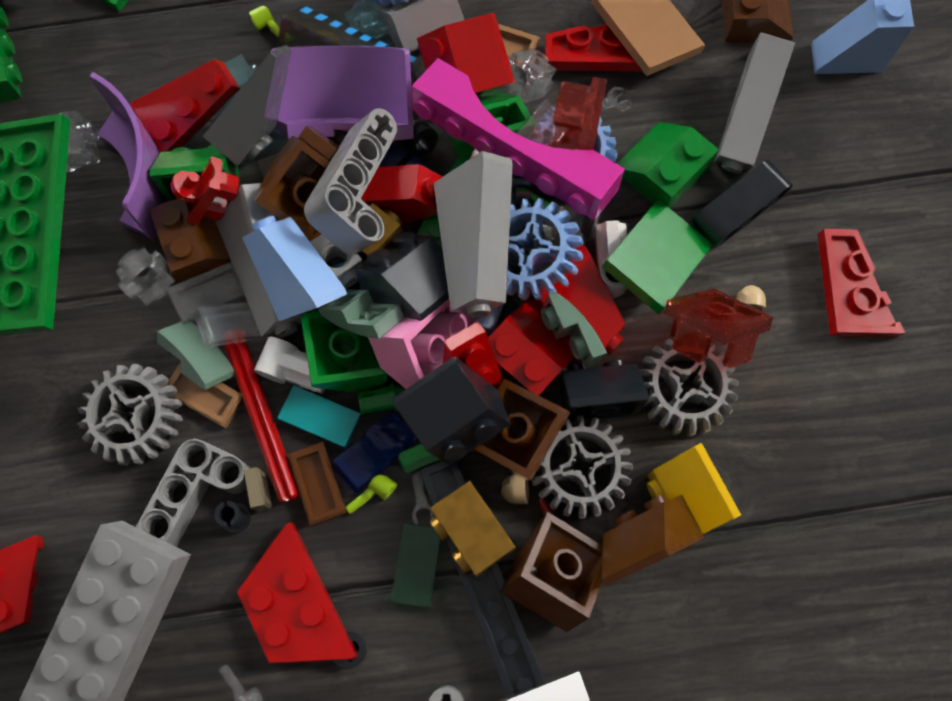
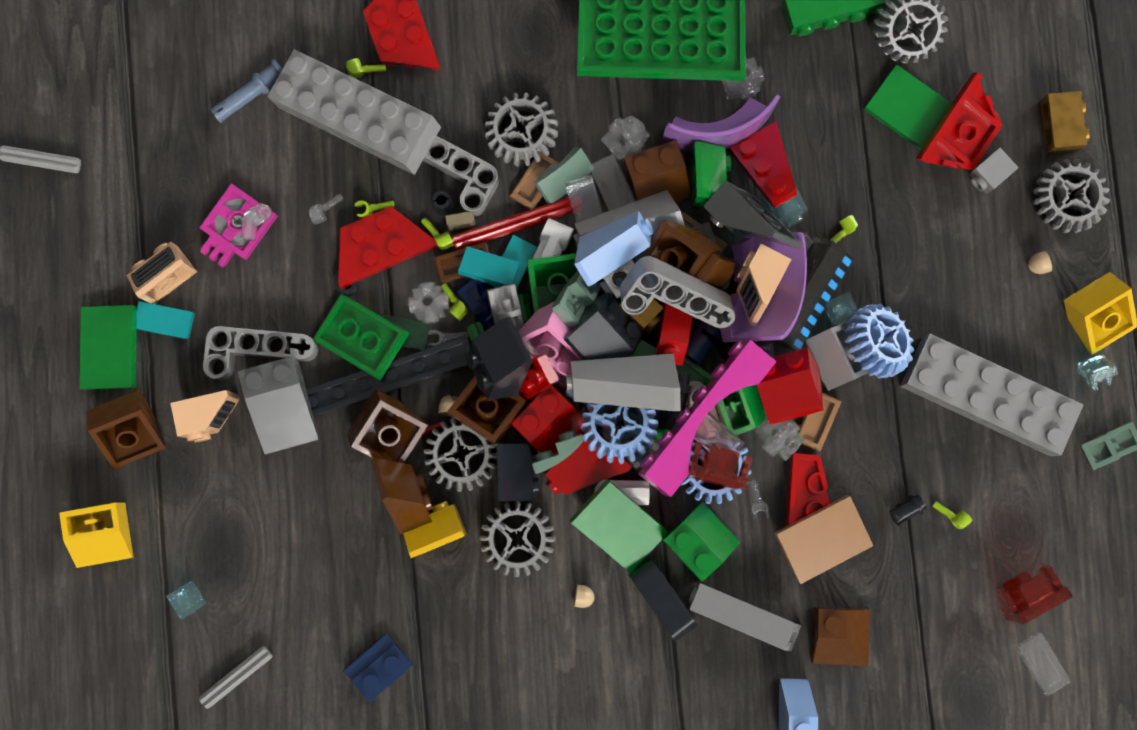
camera: 90 degrees right, 10 degrees up
(28, 660) = (356, 70): none -> lime hand
(206, 192) = (681, 183): red hips -> none
(239, 618) = (370, 208): none -> lime hand
(285, 512) = (443, 240): none -> lime hand
(323, 444) = (488, 267): none -> teal tile
(336, 85) = (759, 280): none -> light nougat slope
(375, 415) = (505, 304): none -> light grey hips
(386, 534) = (429, 313): none -> clear brick
(426, 621) = (361, 336): none -> green tile
(472, 530) = (417, 370): pearl gold brick -> none
(717, 317) = (560, 562): clear red panel -> none
(851, 291) = (587, 677): wing -> none
(882, 564) = (378, 667): none -> dark blue plate

